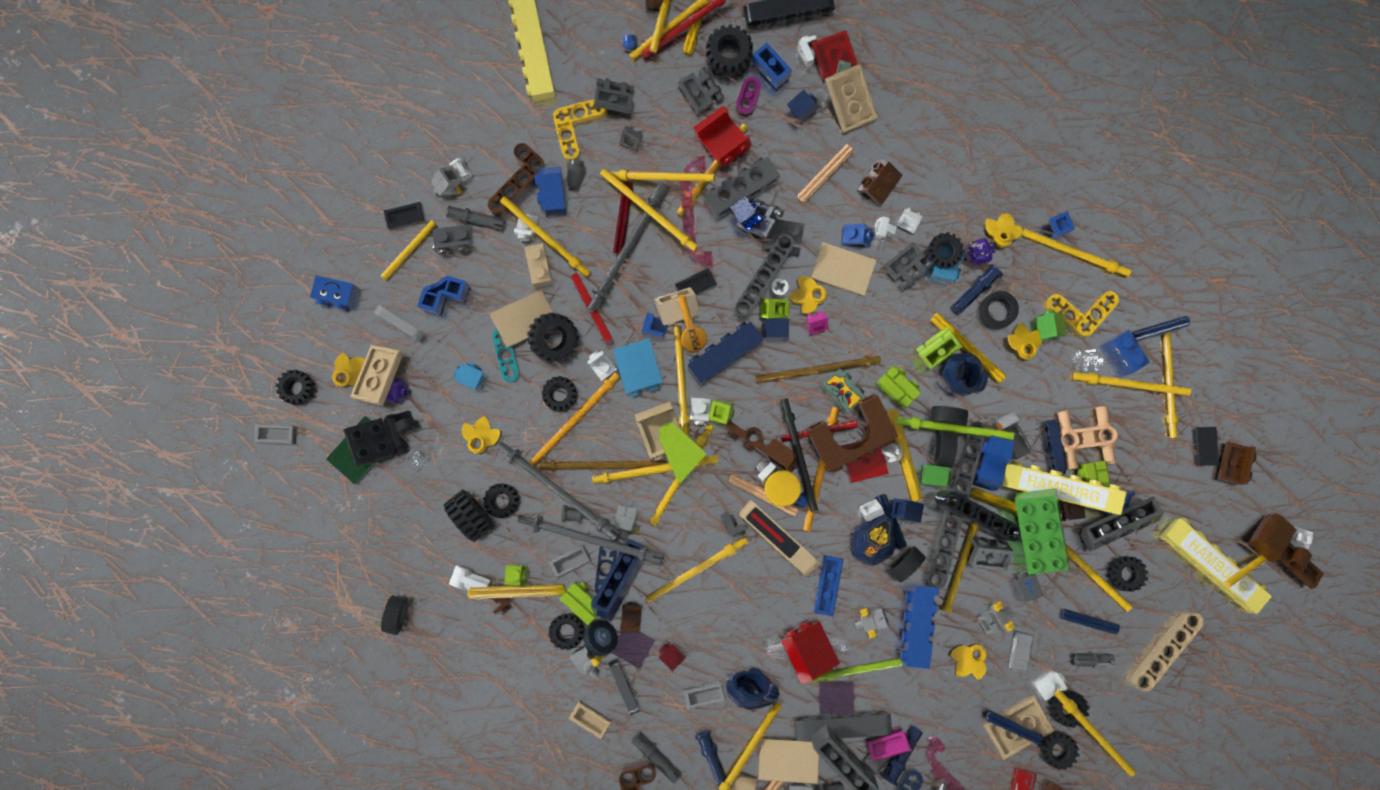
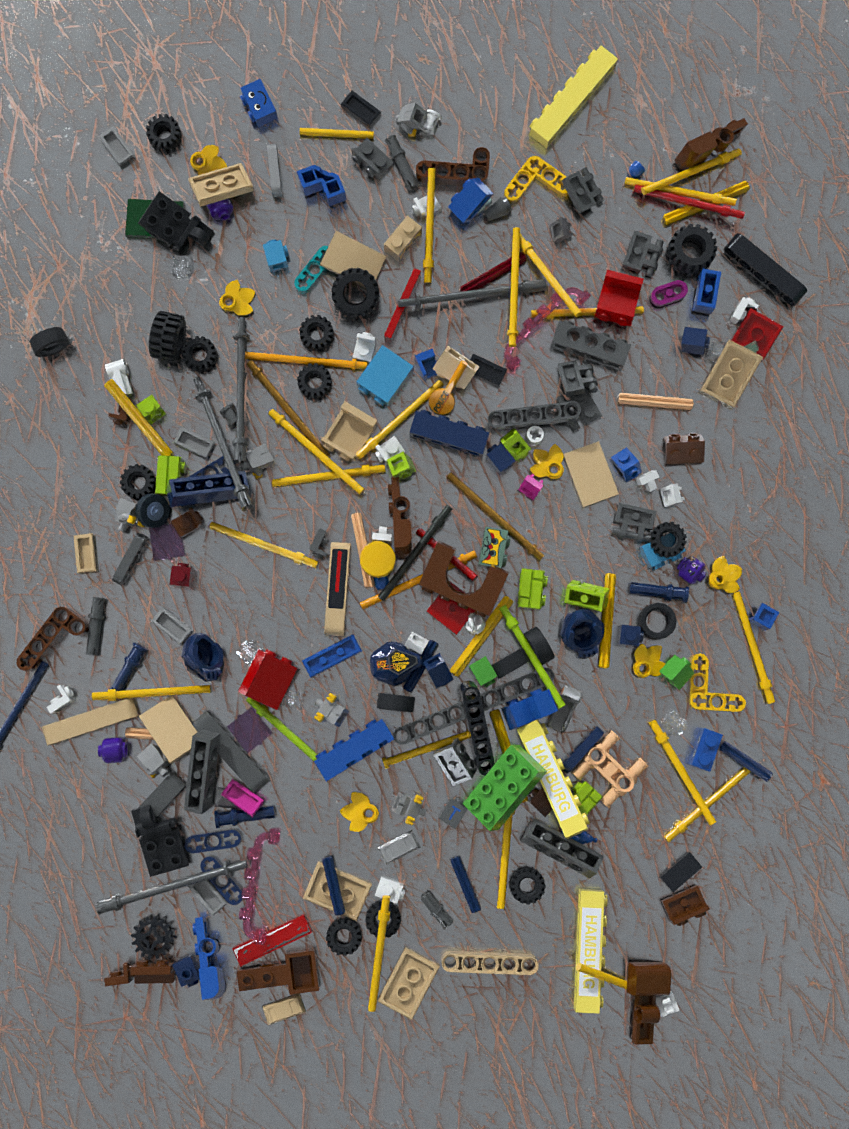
camera: 50 degrees right, 0 degrees up
(605, 434) = (314, 392): none -> black tyre
(680, 450) = (342, 454): lime slope -> none
(746, 213) = (572, 363): clear blue brick -> none
(994, 340) = (629, 635): none -> dark blue brick
(1133, 727) = (408, 983): none -> tan tile

